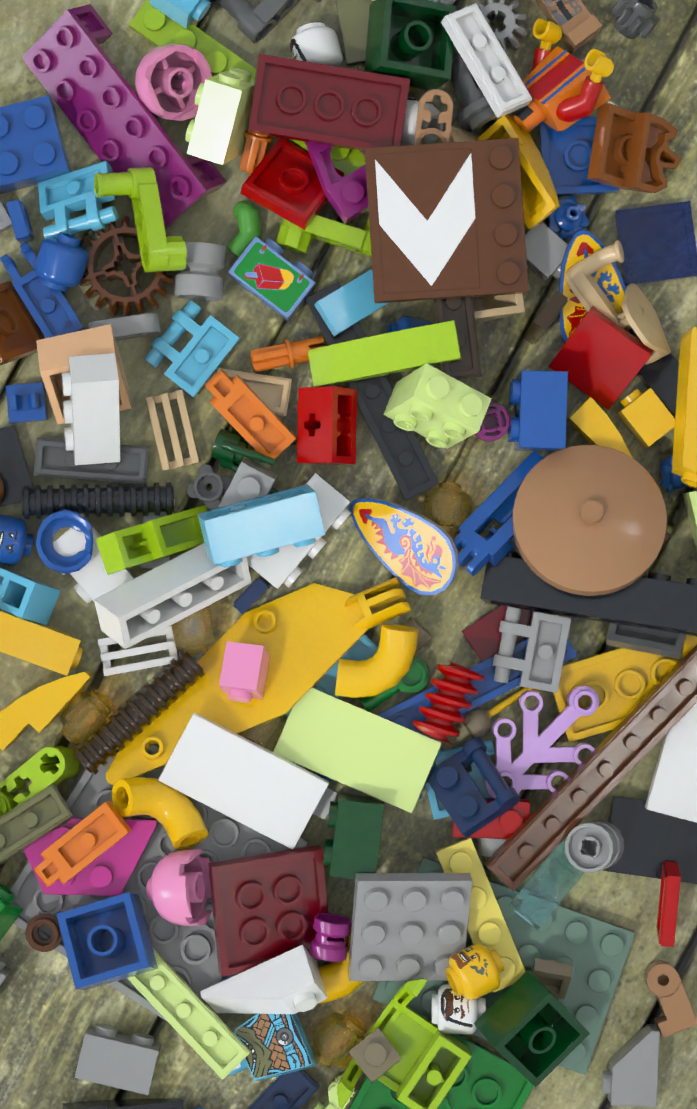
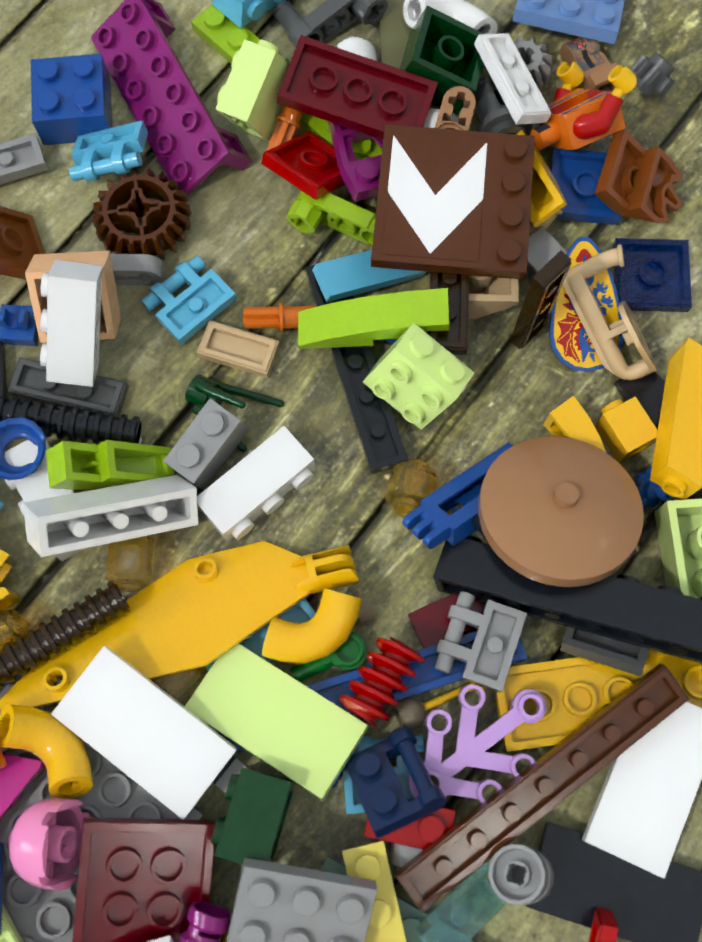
camera: 10 degrees right, 15 degrees down
(20, 221) = (52, 163): blue tile -> none
(45, 304) = (54, 223): blue hinge -> none
(61, 262) = (78, 194): blue head -> none
(107, 656) = (37, 579): white tile -> none
(140, 184) = (170, 193): lime beam -> none
(165, 400) = (139, 391): tan tile -> none
(169, 80) = (210, 57): bright pink cylinder -> none
(198, 489) = (166, 428): dark grey plate -> none
(201, 276) = (208, 229): light grey wheel -> none
(244, 671) = (170, 612): bright pink brick -> none
(248, 224) = (264, 204): bright green arm -> none
(249, 414) = (230, 363): orange hinge -> none
(250, 595) = (196, 540): dark blue tile -> none
(261, 525) = (216, 460): brick -> none
(272, 277) = (277, 245): brick -> none
(327, 425) = (304, 385): red brick -> none
(407, 544) = (366, 513): shield -> none
(491, 428) = (468, 417): magenta wheel -> none
(539, 411) = (519, 397): blue brick -> none
(568, 217) = (567, 231): blue plant -> none
(601, 358) = (587, 363): red tile -> none

